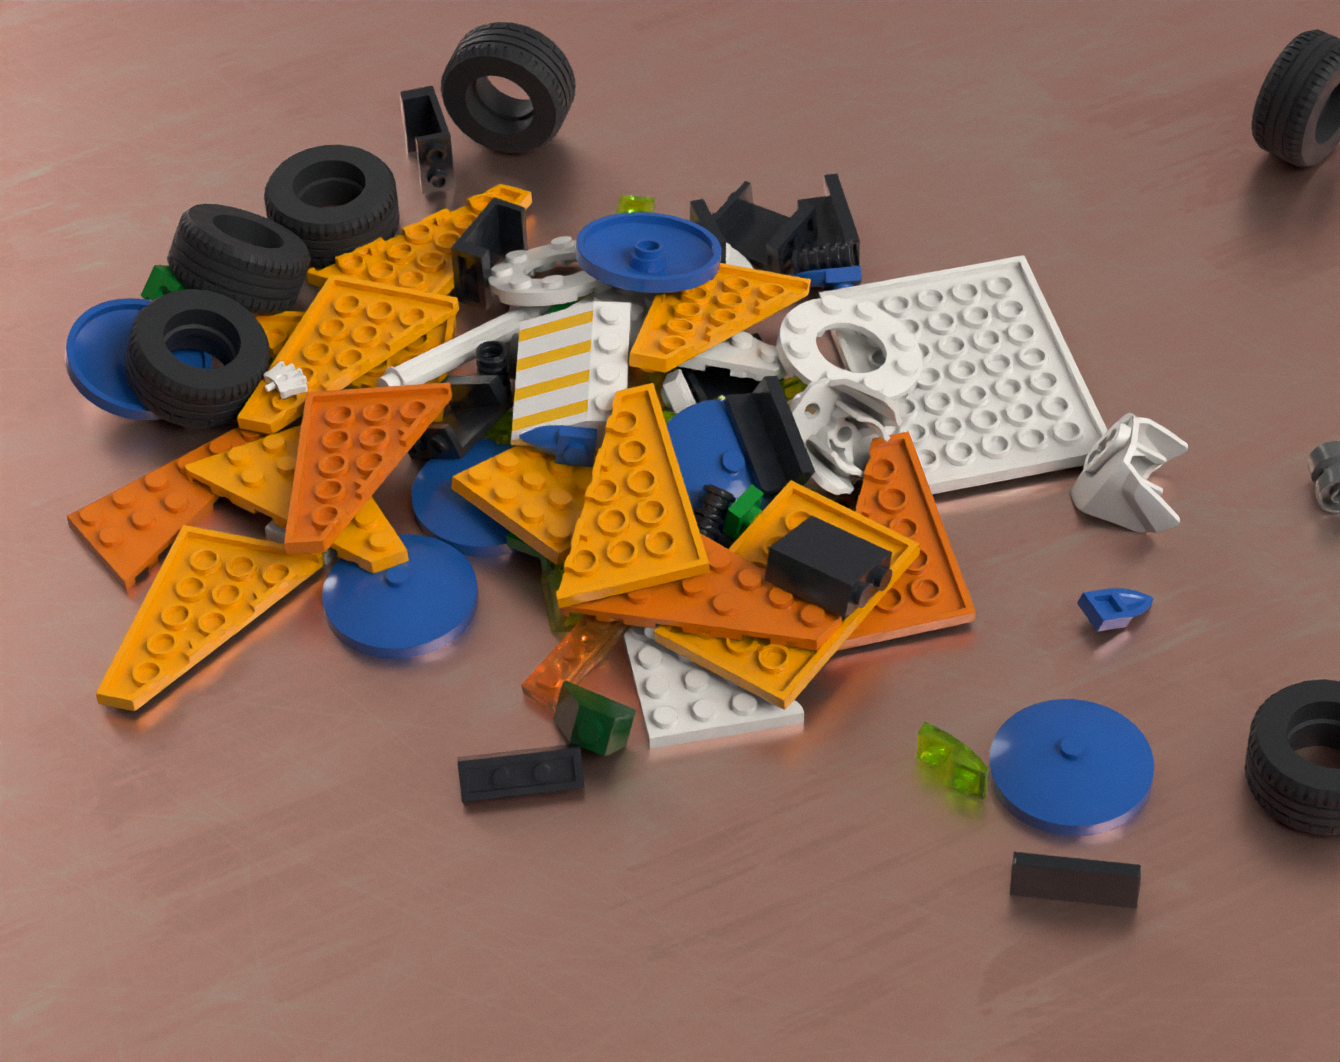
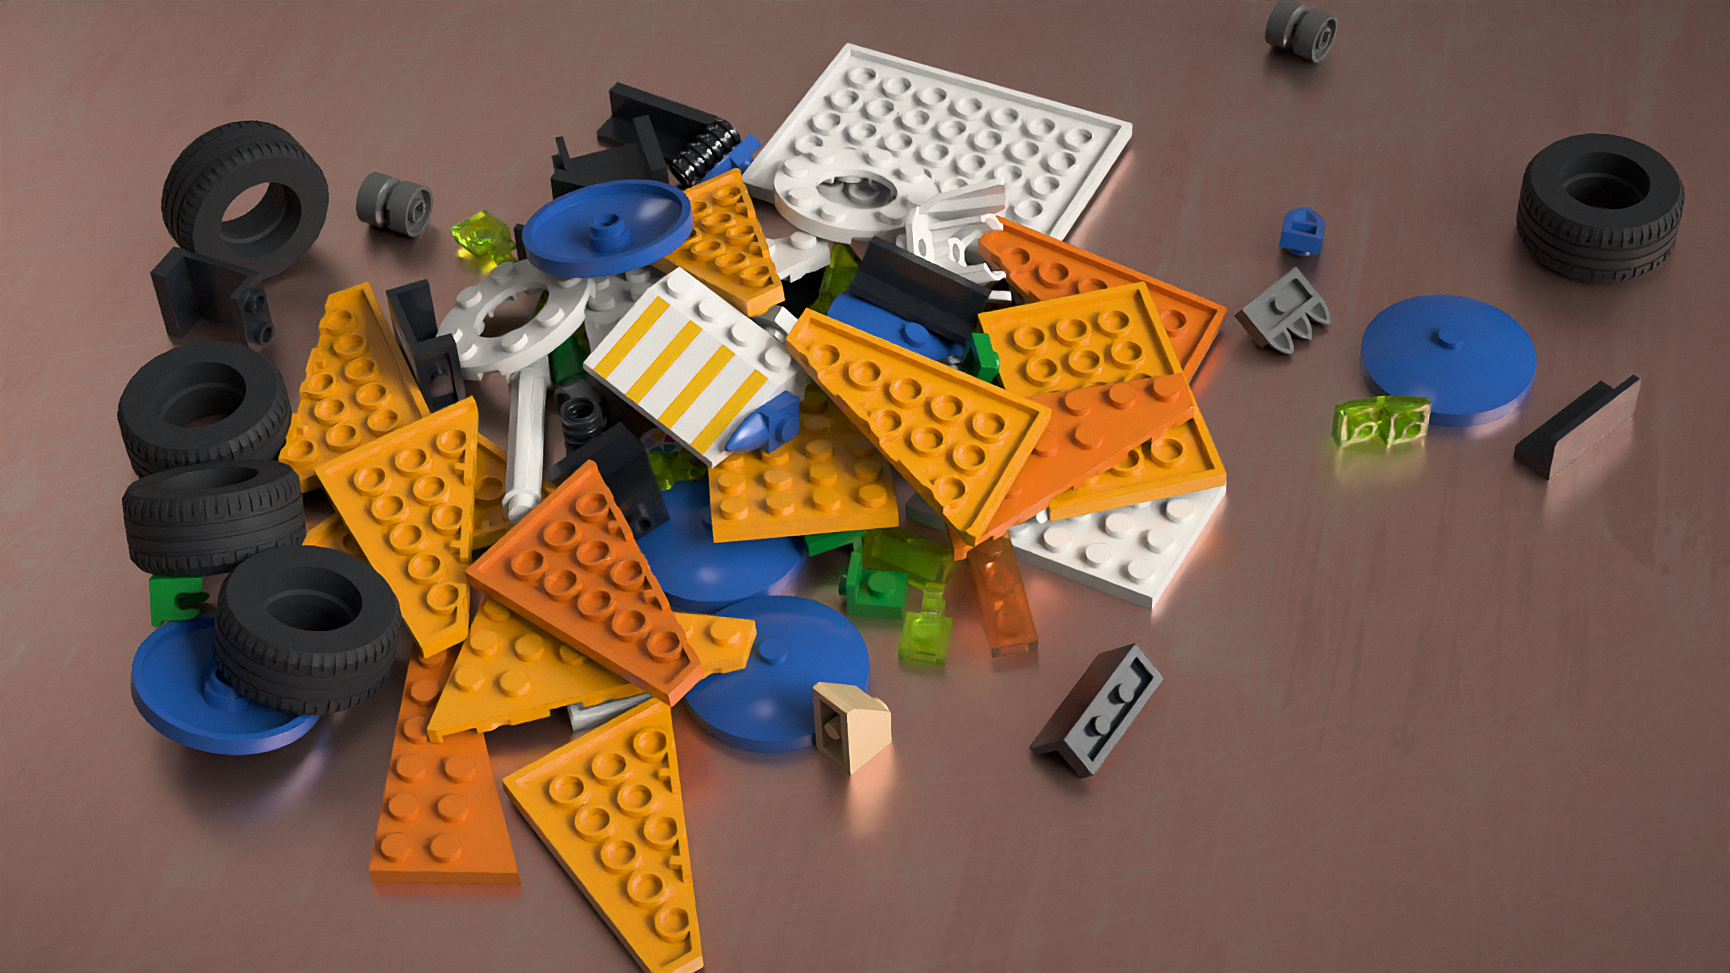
camera: 50 degrees left, 0 degrees up
(285, 380) = (422, 581): white piece -> none
(377, 650) = (849, 724): none -> tan slope
(507, 647) = (928, 633): none -> clear neon green plate
(515, 595) = (873, 591): none -> green bracket
(593, 719) = (1096, 620): dark green slope -> none
(611, 155) = (394, 204): none -> dark grey wheel
(828, 566) = (1132, 341): black brick -> none
(1010, 644) = (1282, 311): none -> plate
(1117, 473) = (1177, 137): white piece -> none

